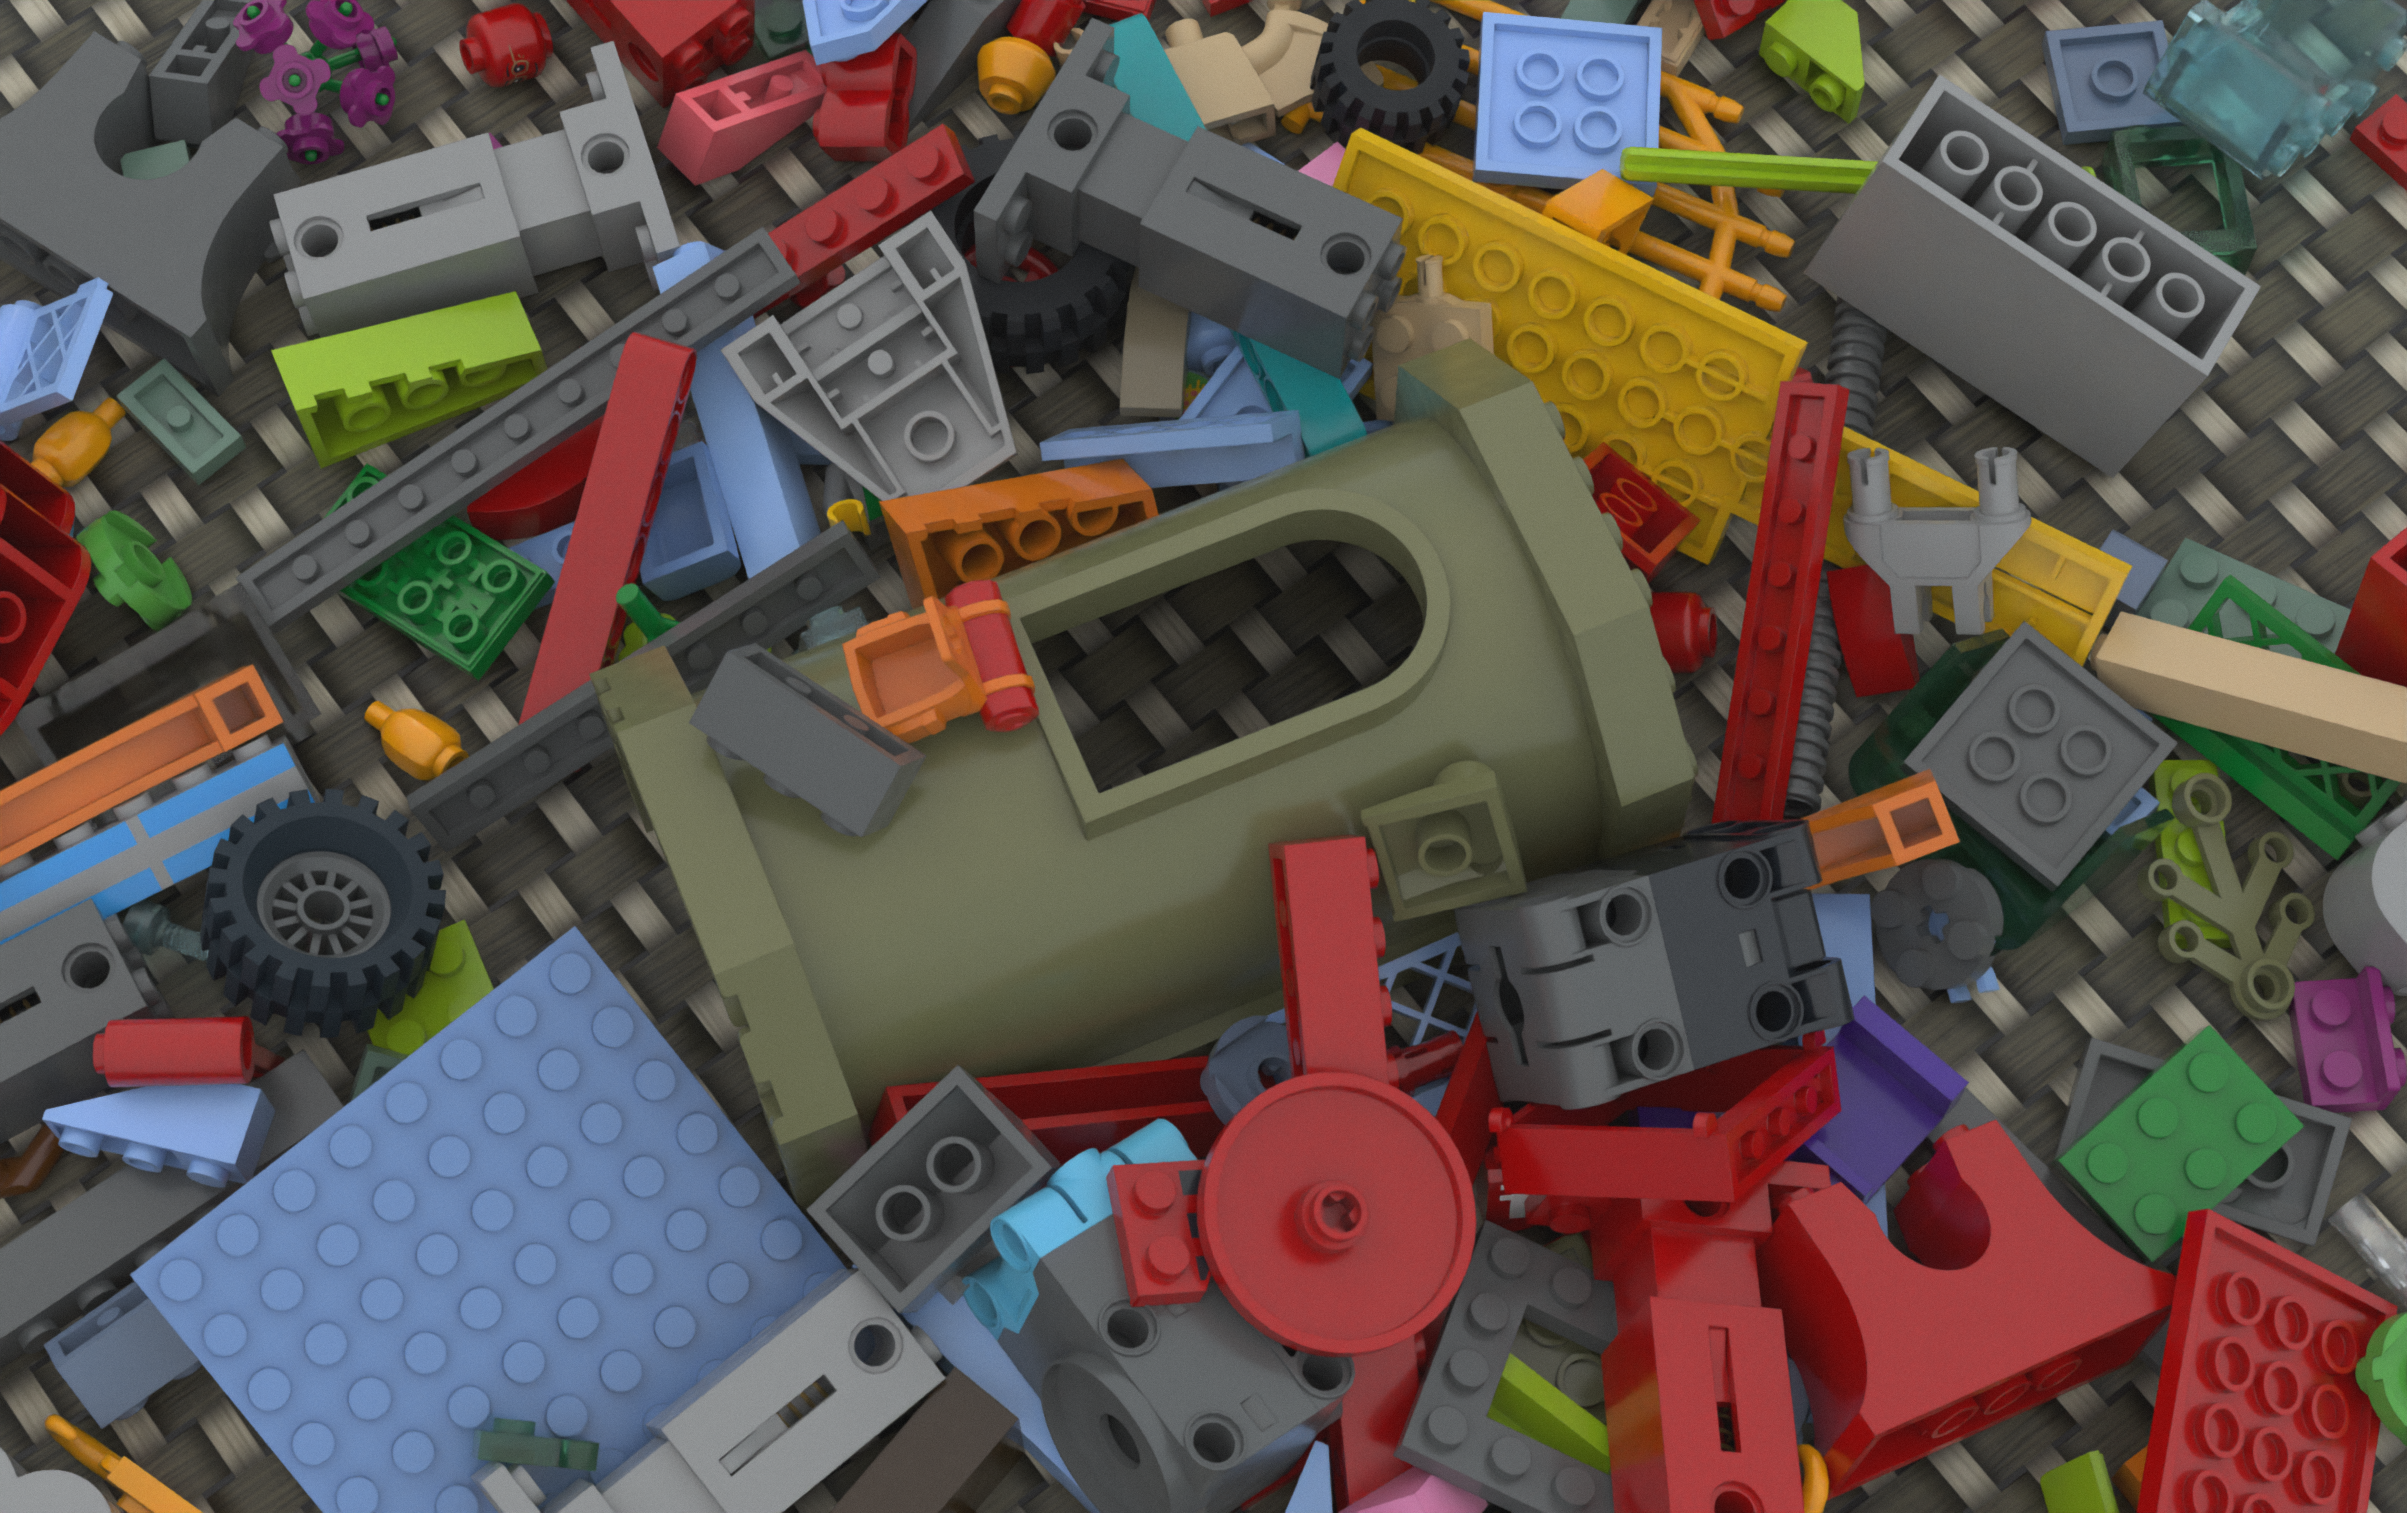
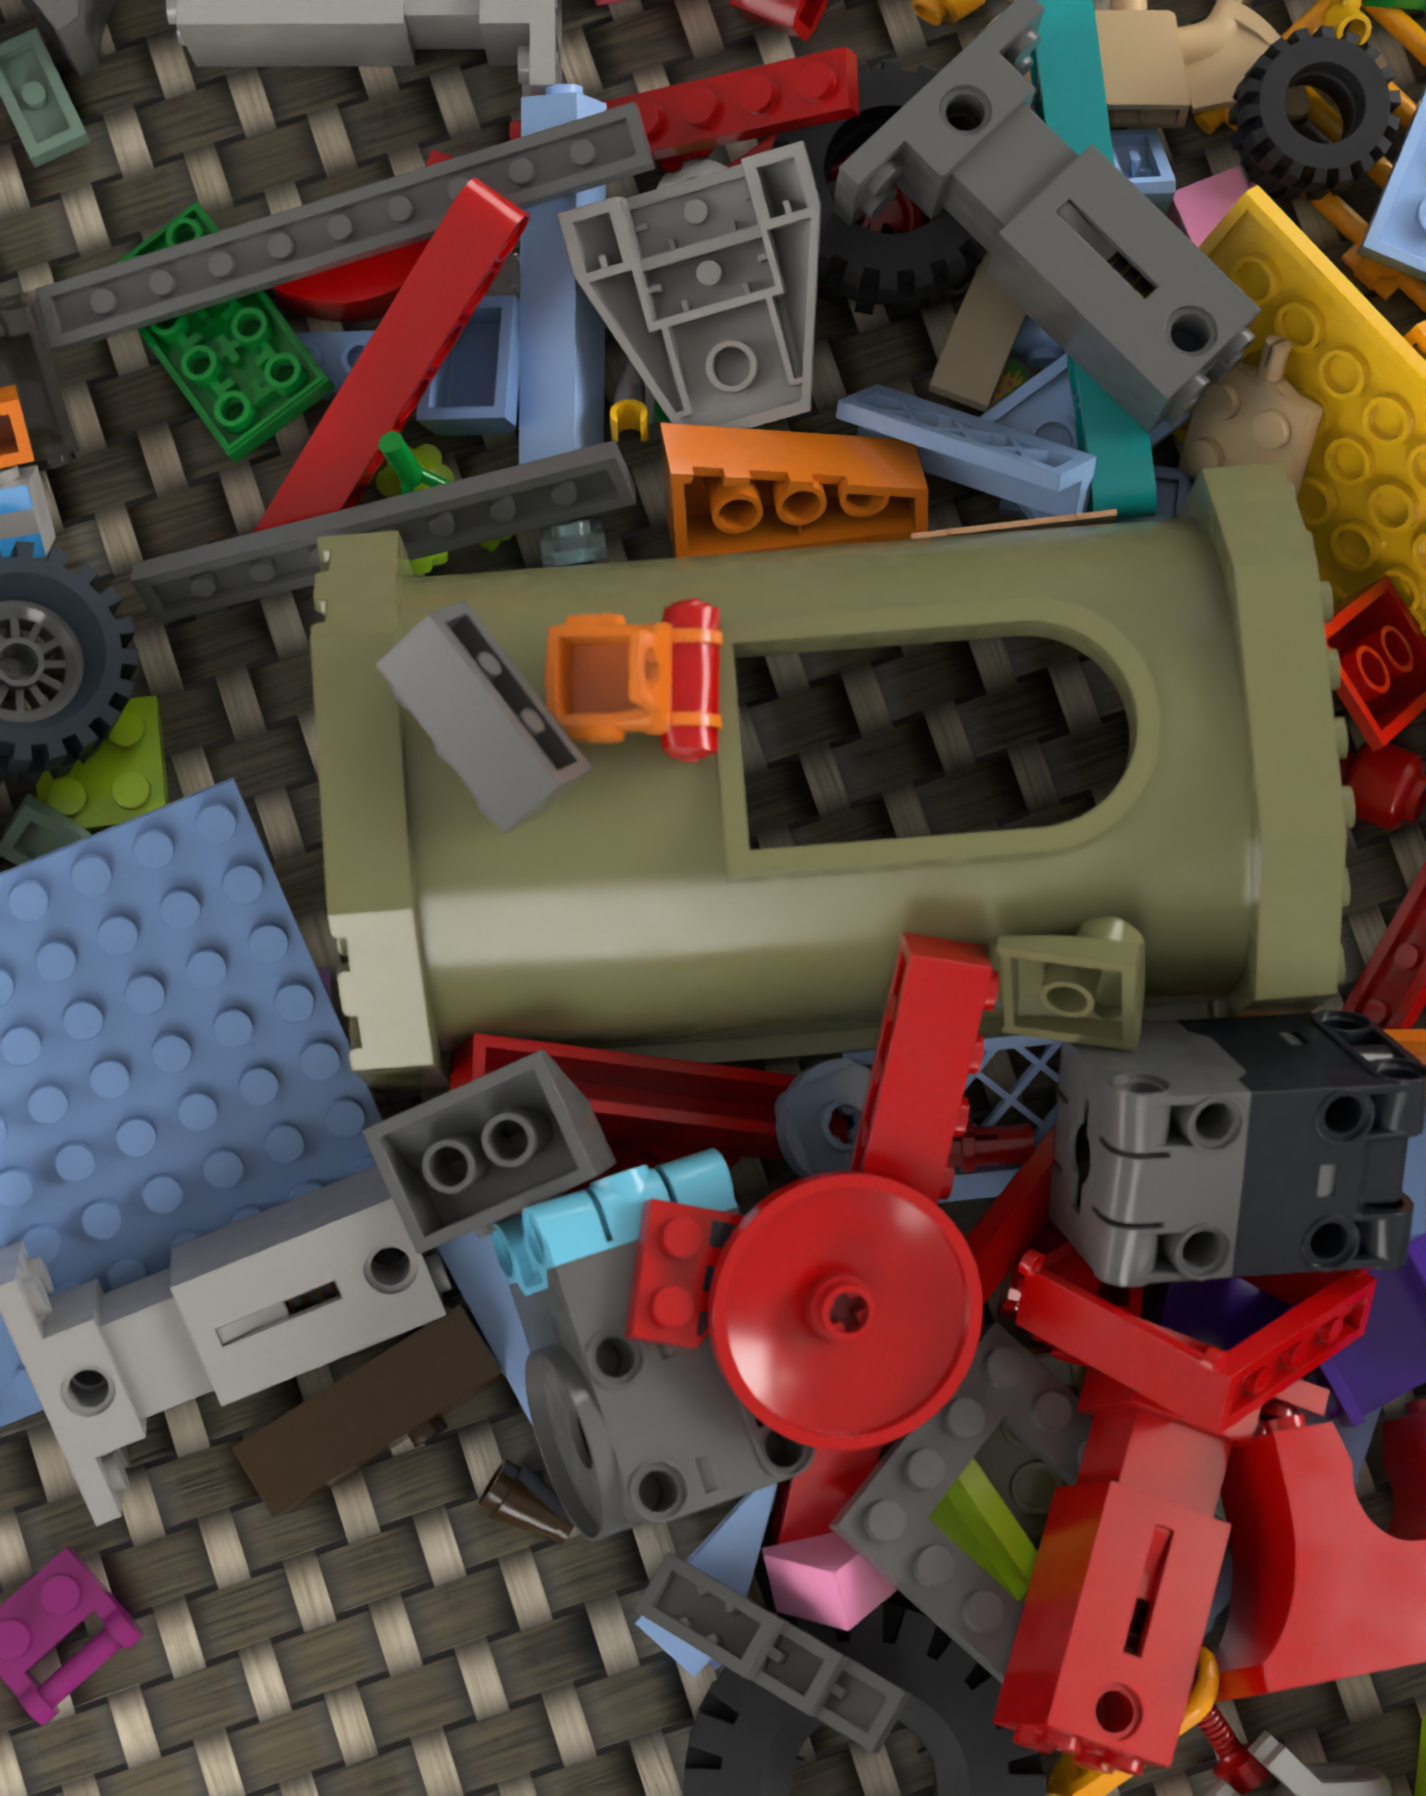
camera: 20 degrees right, 15 degrees up
(407, 373) = (261, 121): lime wedge -> none
(416, 740) = (164, 502): light orange plant -> none
(515, 1443) = (47, 1243): clear green plate -> none

